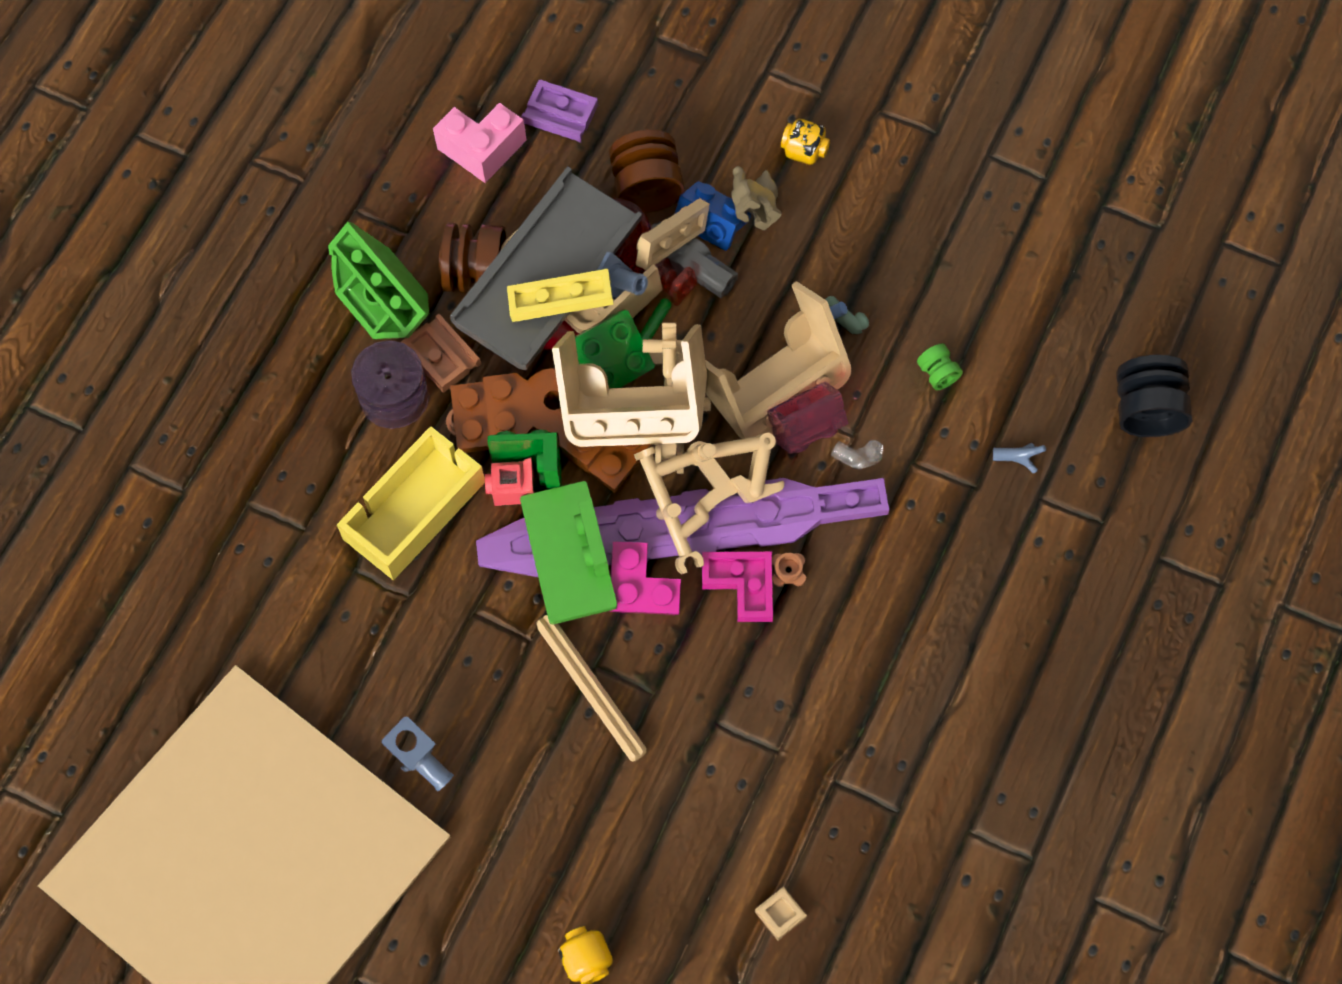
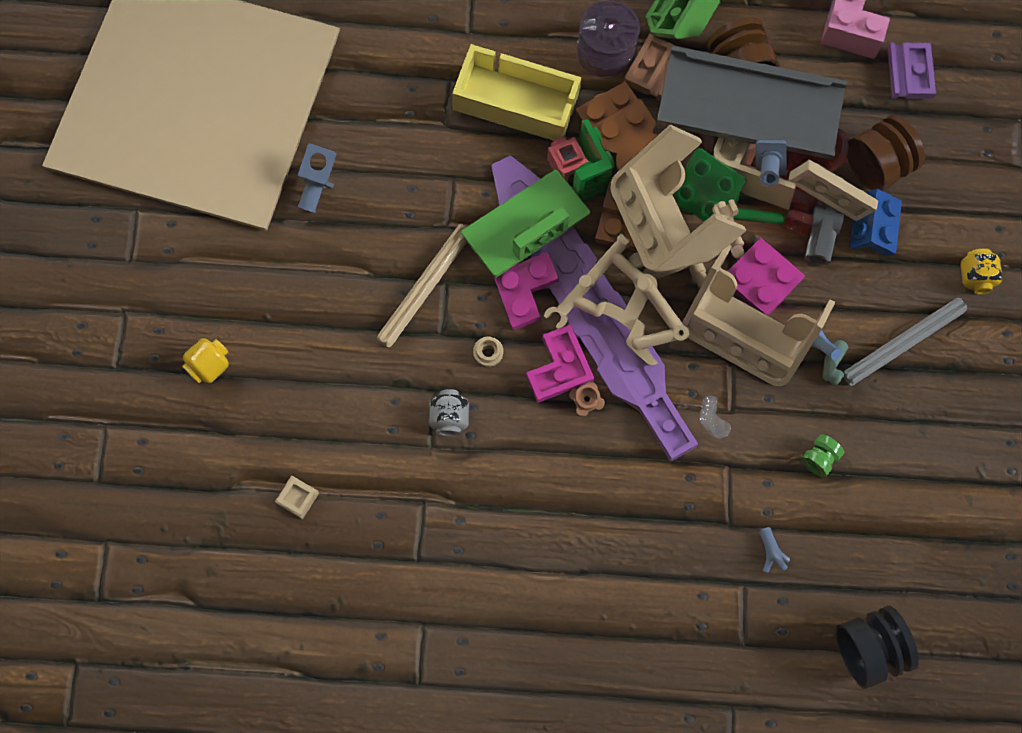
camera: 60 degrees right, 5 degrees up
(560, 295) = (727, 119): light yellow plate -> none
(695, 639) = (488, 343): none -> tan plate
(731, 341) = (764, 277): none -> dark pink plate
(750, 715) = (448, 413): none -> light grey head
(755, 197) = (905, 248): dark tan animal -> none
(807, 418) = (724, 363): clear pink brick -> none
(848, 242) = (904, 341): none -> light grey axle

